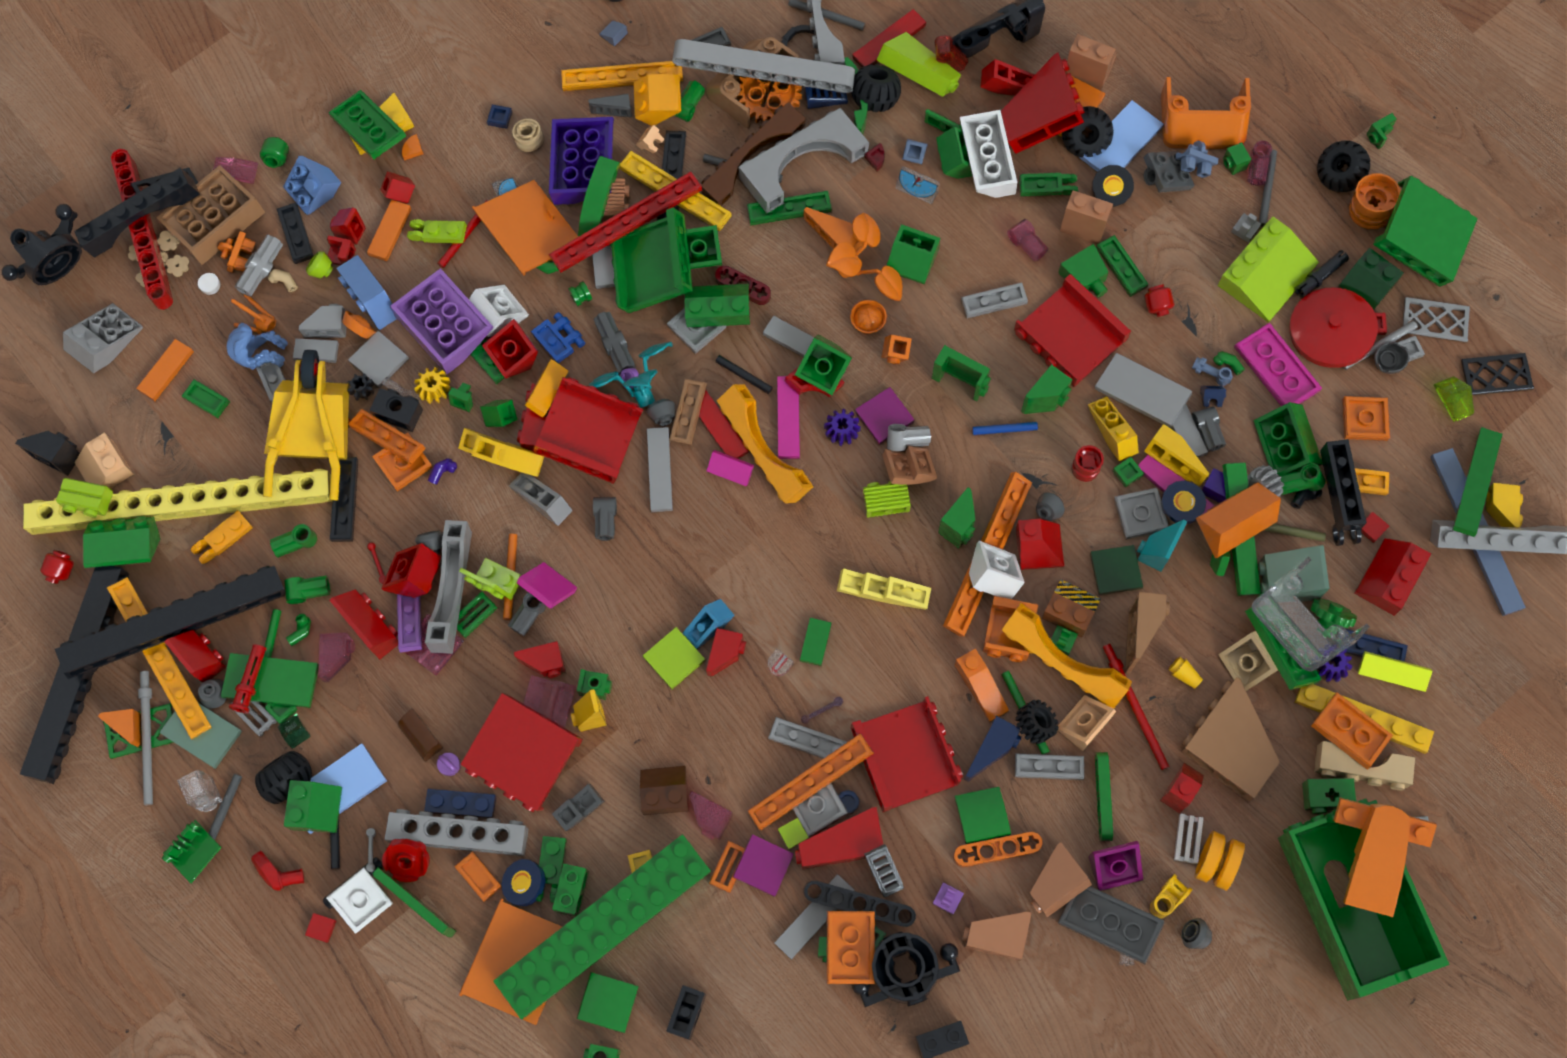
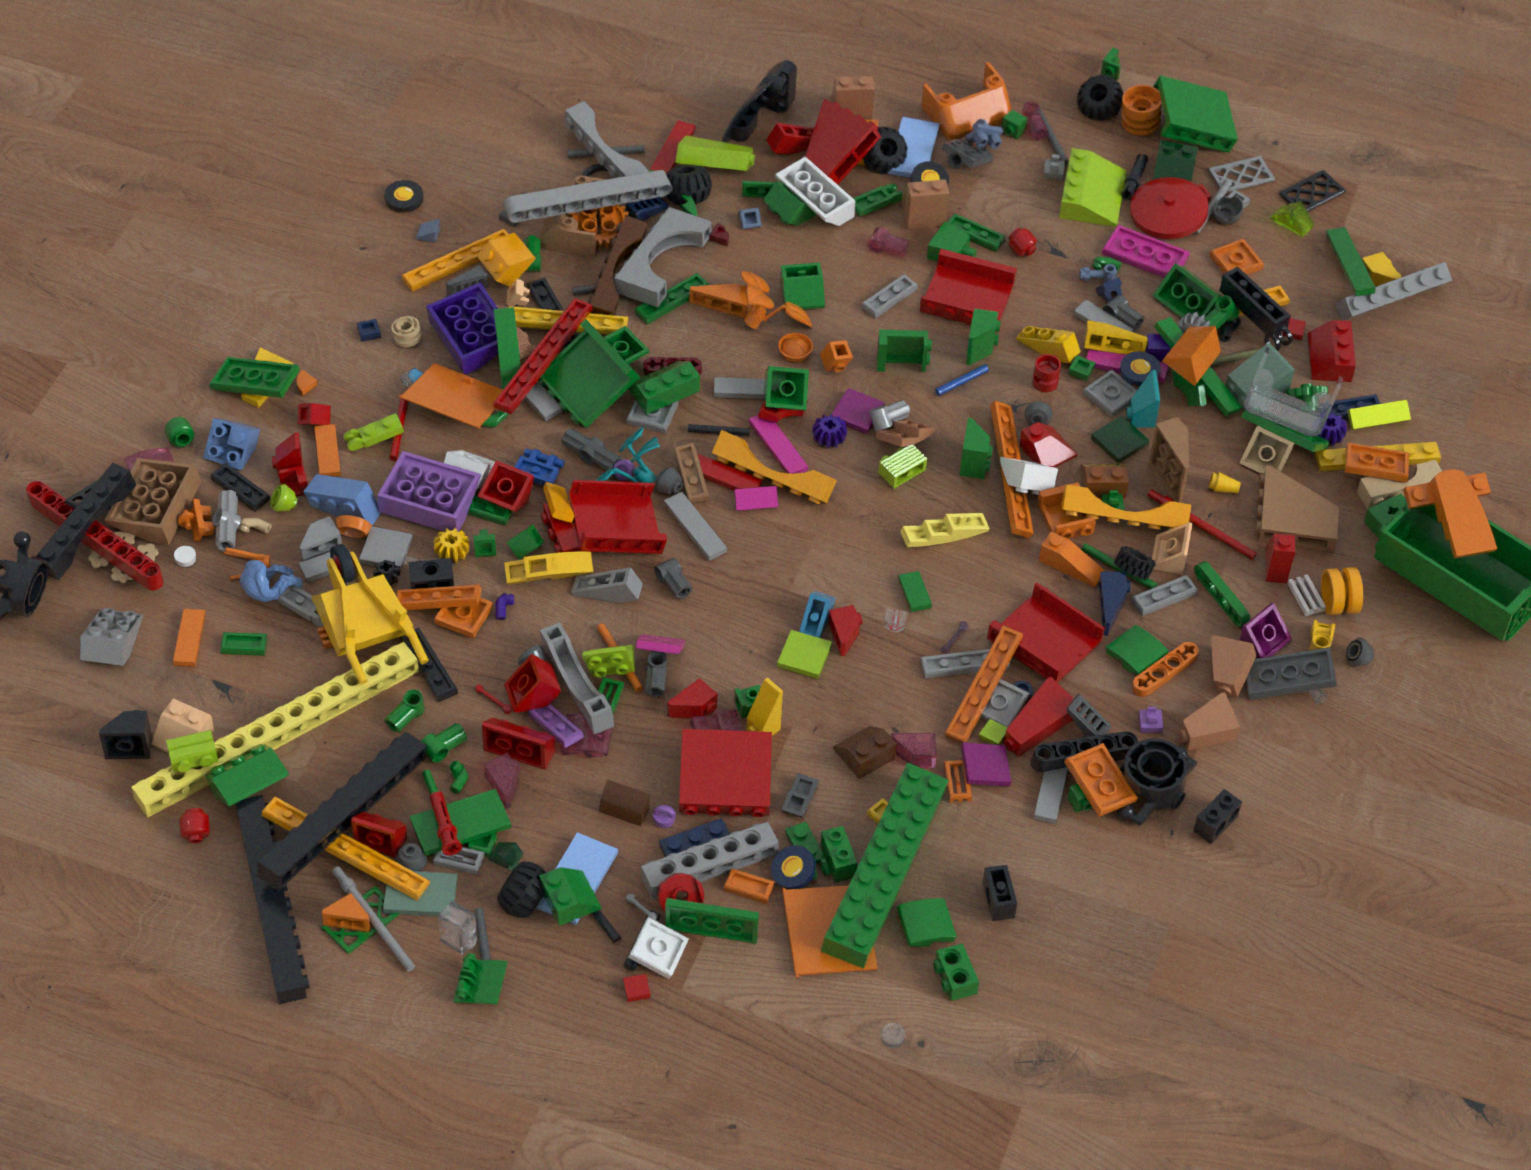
camera: 35 degrees left, 20 degrees down
(222, 537) = (335, 738): light orange hinge -> none
(272, 875) = (566, 964): red arm -> none
(580, 294) = (536, 427): green wheel -> none
(917, 185) = (770, 239): slope -> none
(949, 54) = (732, 134): clear red piece -> none
(1143, 390) = (1053, 307): light grey tile -> none
(1490, 561) = (1391, 312): sand blue tile -> none

